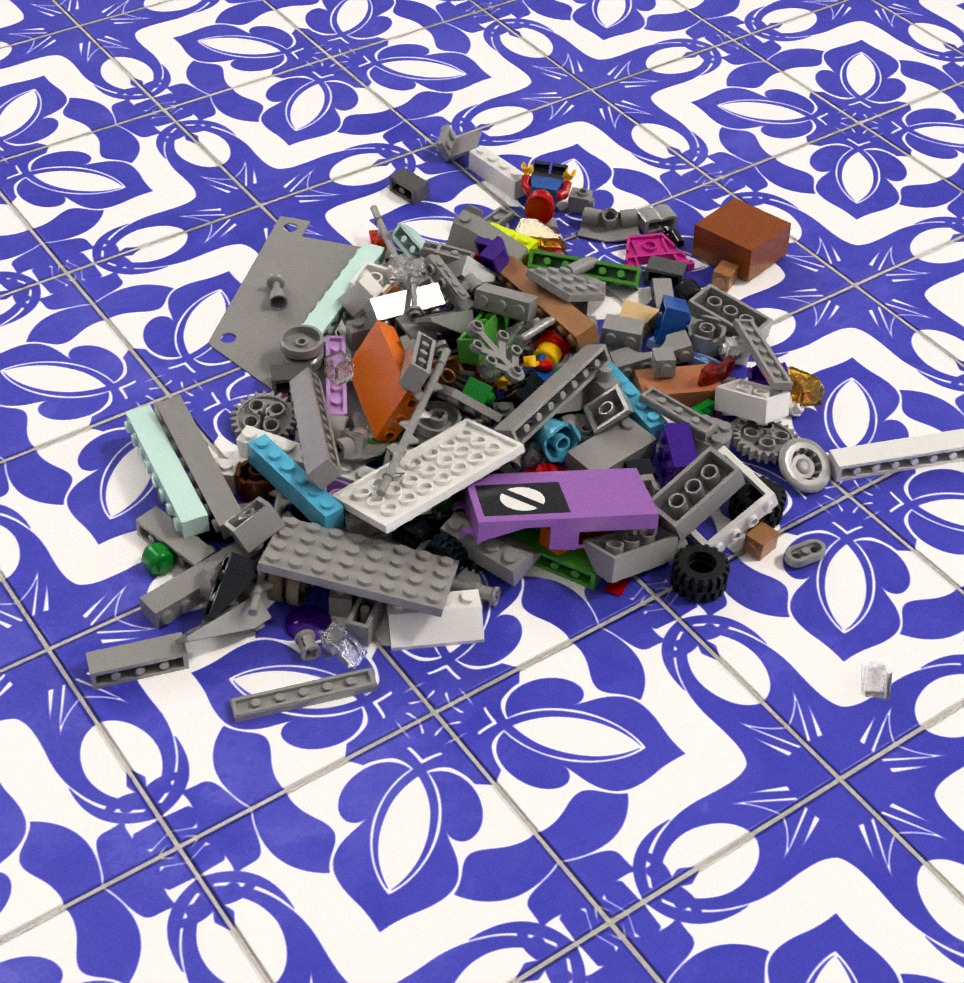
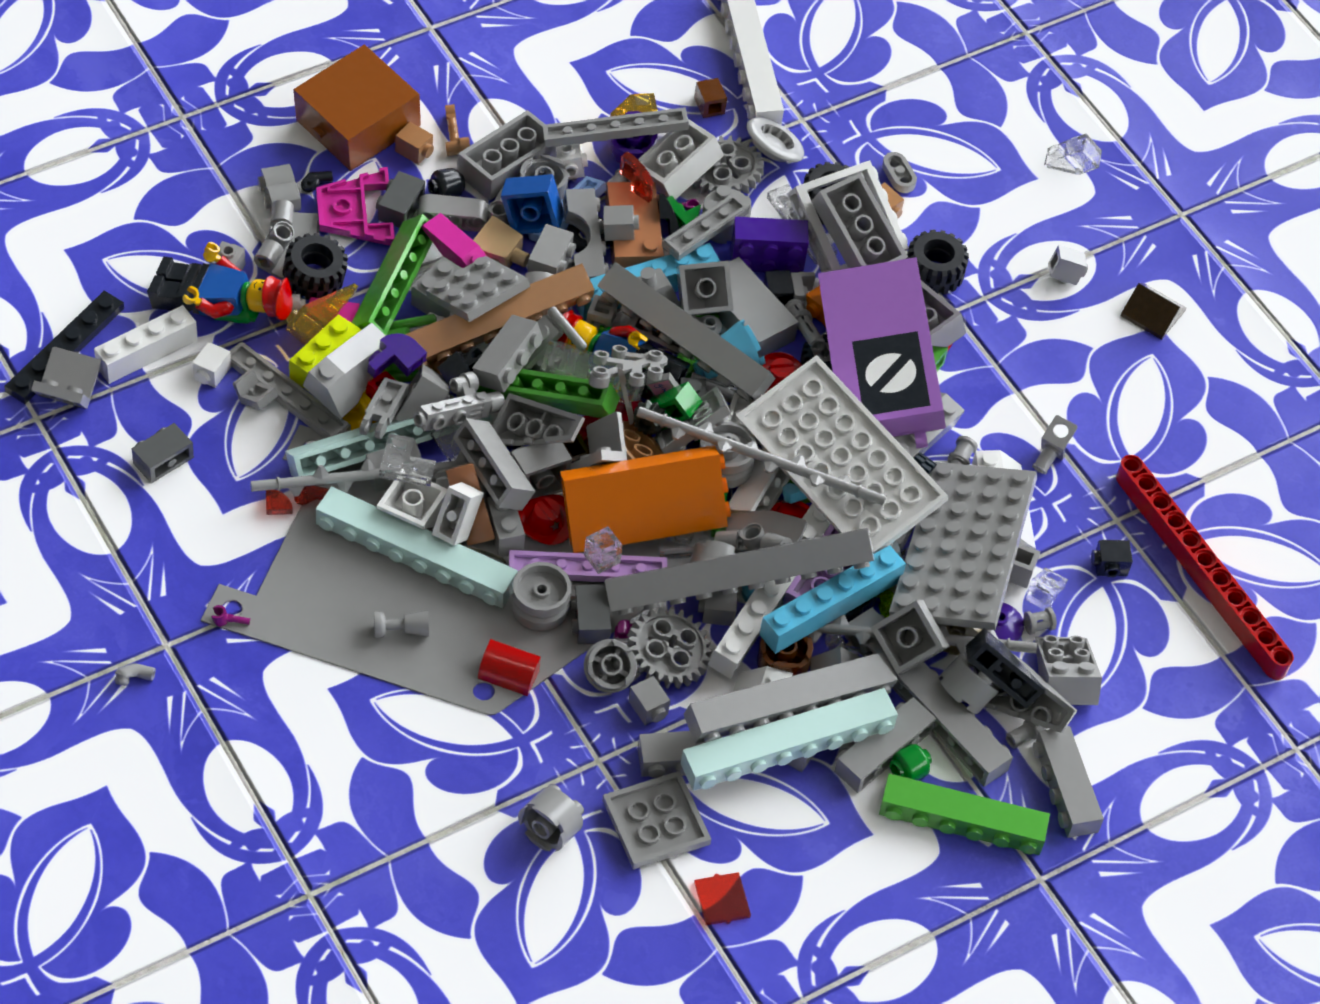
camera: 90 degrees left, 10 degrees up
(45, 459) = (722, 898): none -> clear red piece
(104, 419) = (656, 820): none -> light grey plate
(106, 592) = (964, 814): none -> bright green brick
(108, 360) = (551, 818): none -> light grey brick
(199, 646) = (1023, 733): none -> light grey axle
(215, 411) = (649, 701): none -> light grey brick
(235, 189) = (134, 670): none -> light grey arm
(240, 382) = (610, 665): none -> light grey cone
(244, 343) = (509, 667): none -> red brick
(255, 662) = (1069, 668): none -> light grey slope
(280, 222) = (224, 618): none -> magenta hand
(303, 694) = (1102, 632): light grey tile -> none
(376, 771) = (1204, 567): none -> red beam
(381, 698) = (1112, 558): none -> black brick
(414, 311) = (528, 446): light grey piece -> none
(417, 362) = (674, 437): light grey brick -> none
(474, 359) = (623, 382): none -> light grey piece
(487, 199) = (211, 364): none -> white brick
(499, 390) = (658, 387): none -> tile
(499, 651) = (1052, 445): none -> light grey bracket
(503, 150) = (71, 338): none -> black plate
(582, 265) = (418, 272): light grey cylinder -> none
(584, 232) = (318, 251): none -> black tyre
(617, 291) = (452, 241): none -> dark pink slope
(694, 394) = (667, 212): none -> black slope
(700, 745) = (1152, 310): none -> dark brown slope
(726, 667) = (1067, 265): none -> light grey brick
(759, 294) = (456, 144): none -> medium nougat brick
(841, 430) = (710, 98): none -> reddish brown brick

